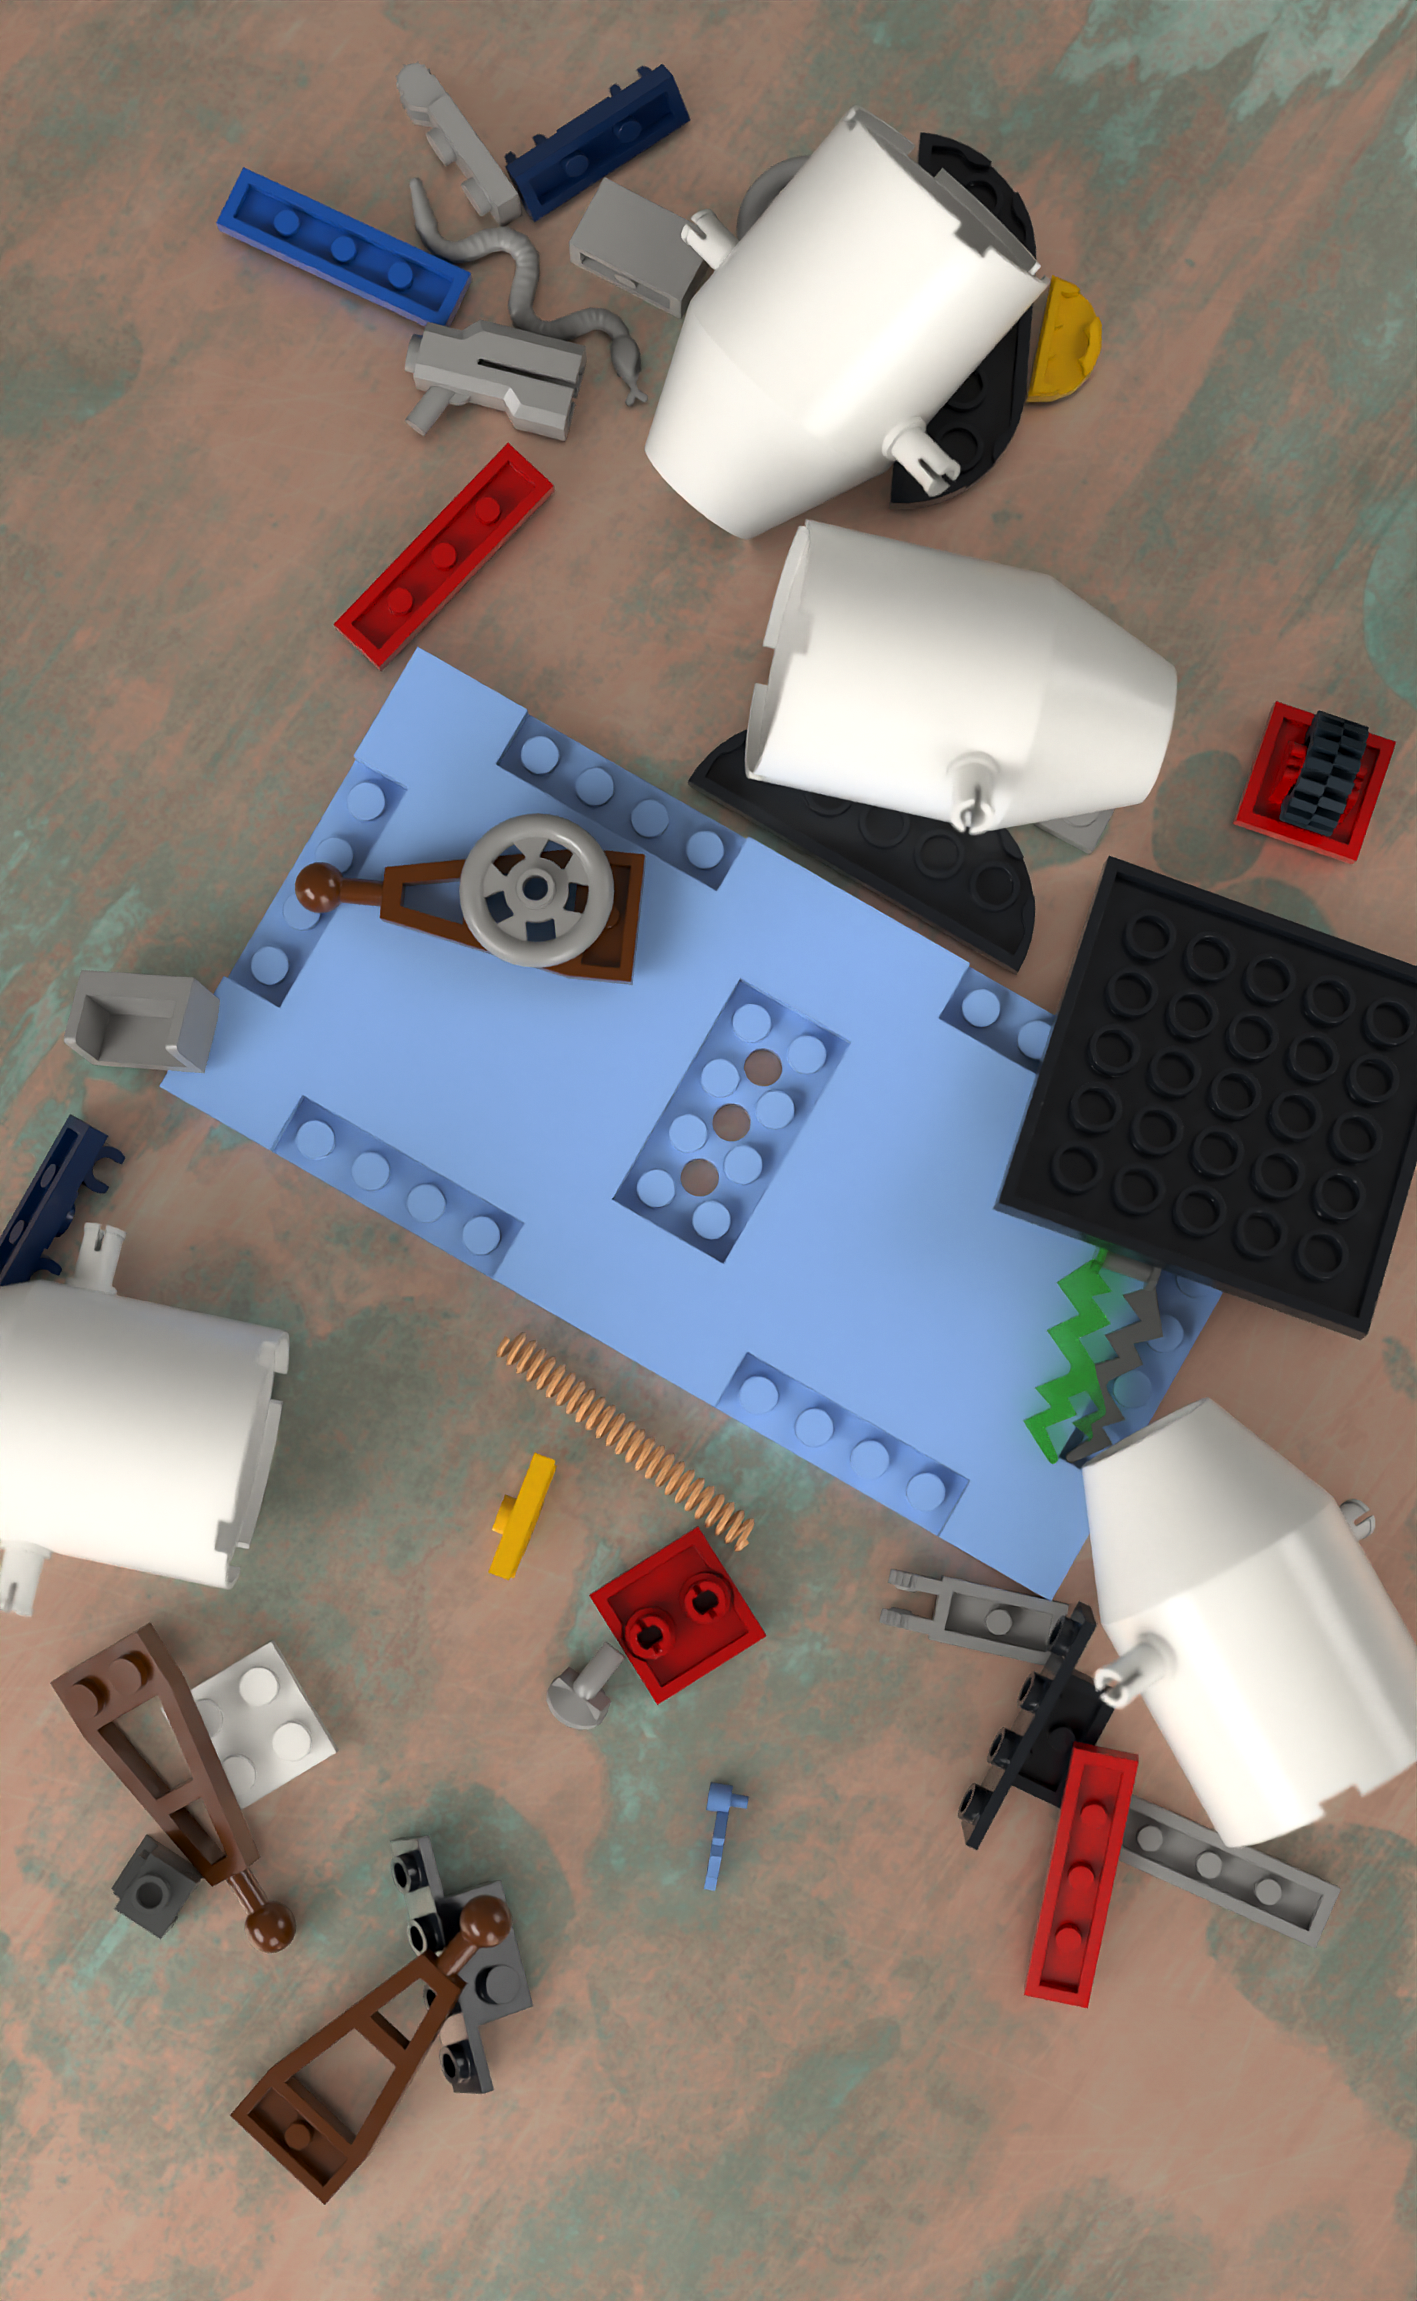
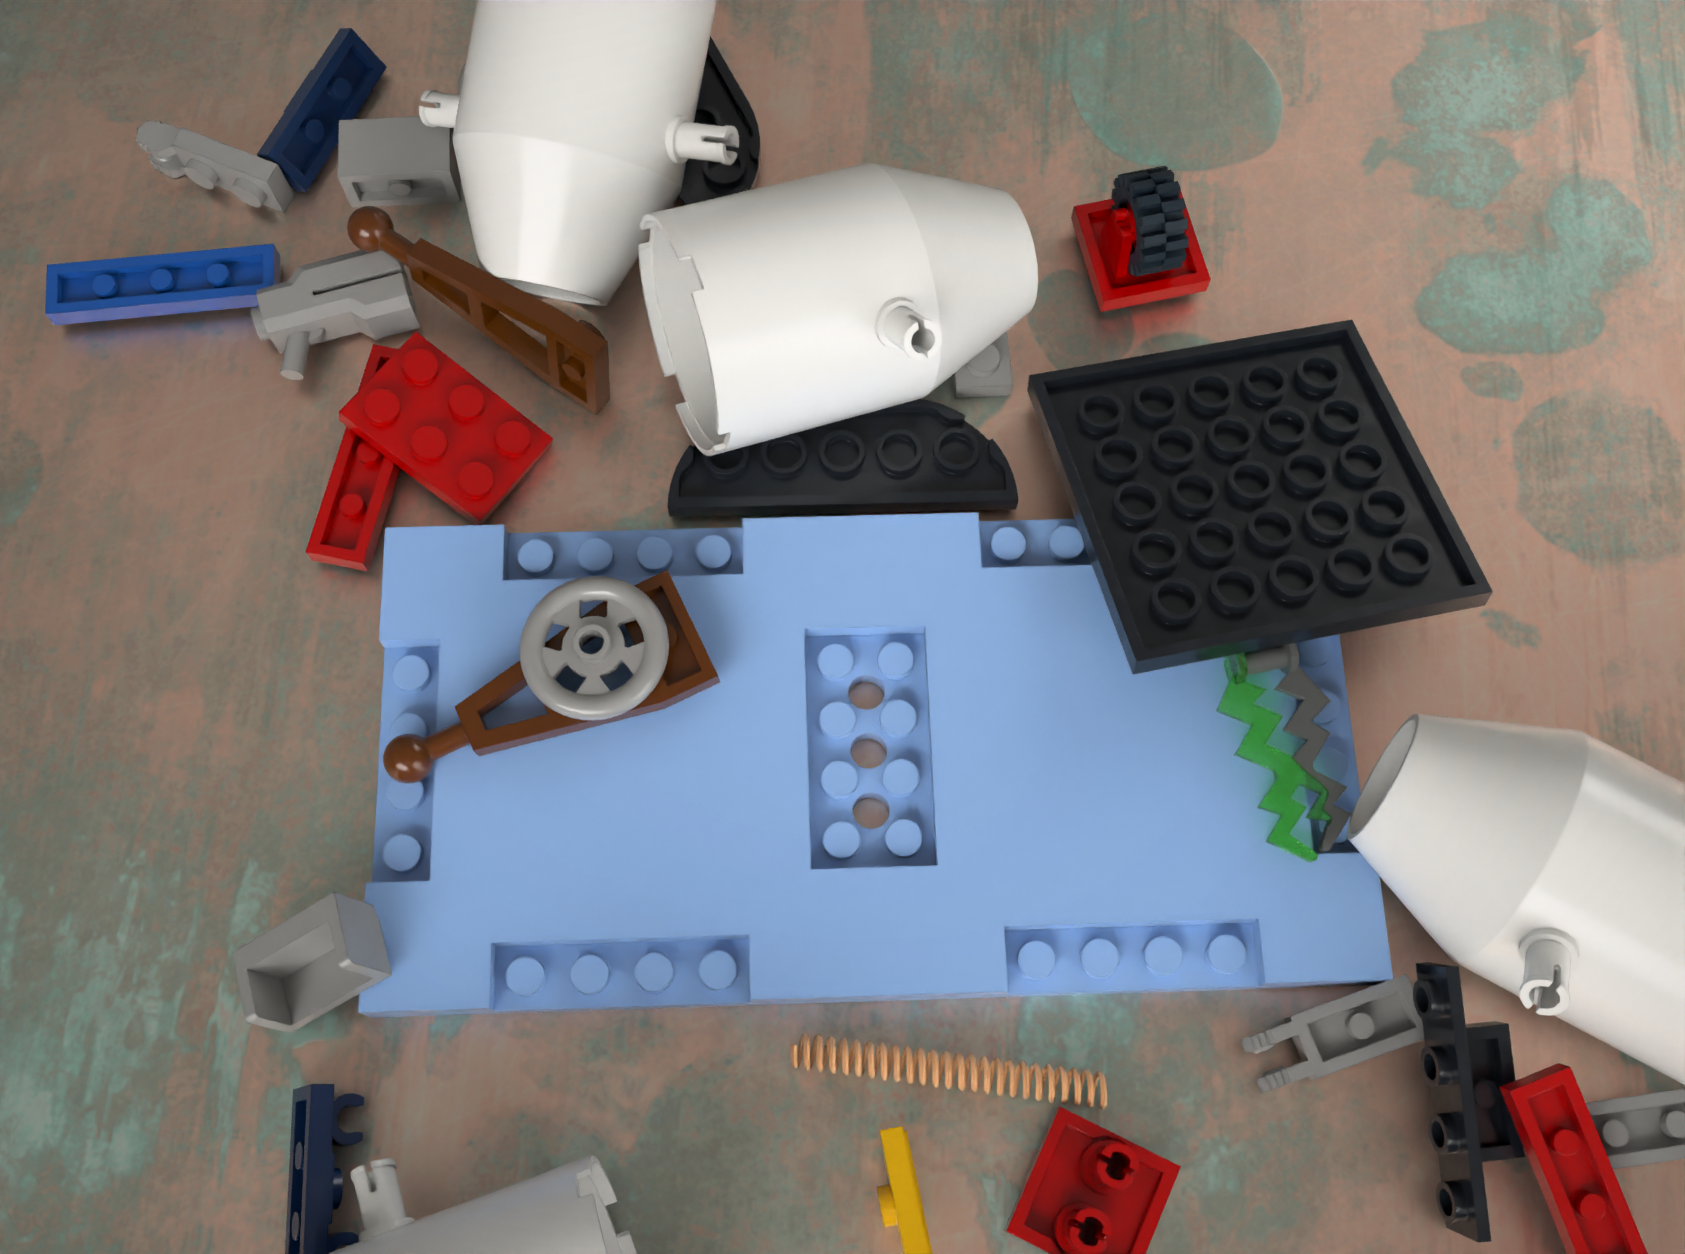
camera: 30 degrees left, 15 degrees down
(528, 576) = (446, 429): none -> red plate
(623, 350) = (302, 213): light grey animal -> none
(683, 578) = (575, 351): none -> reddish brown plate
(1066, 343) = (757, 63): yellow plate -> none

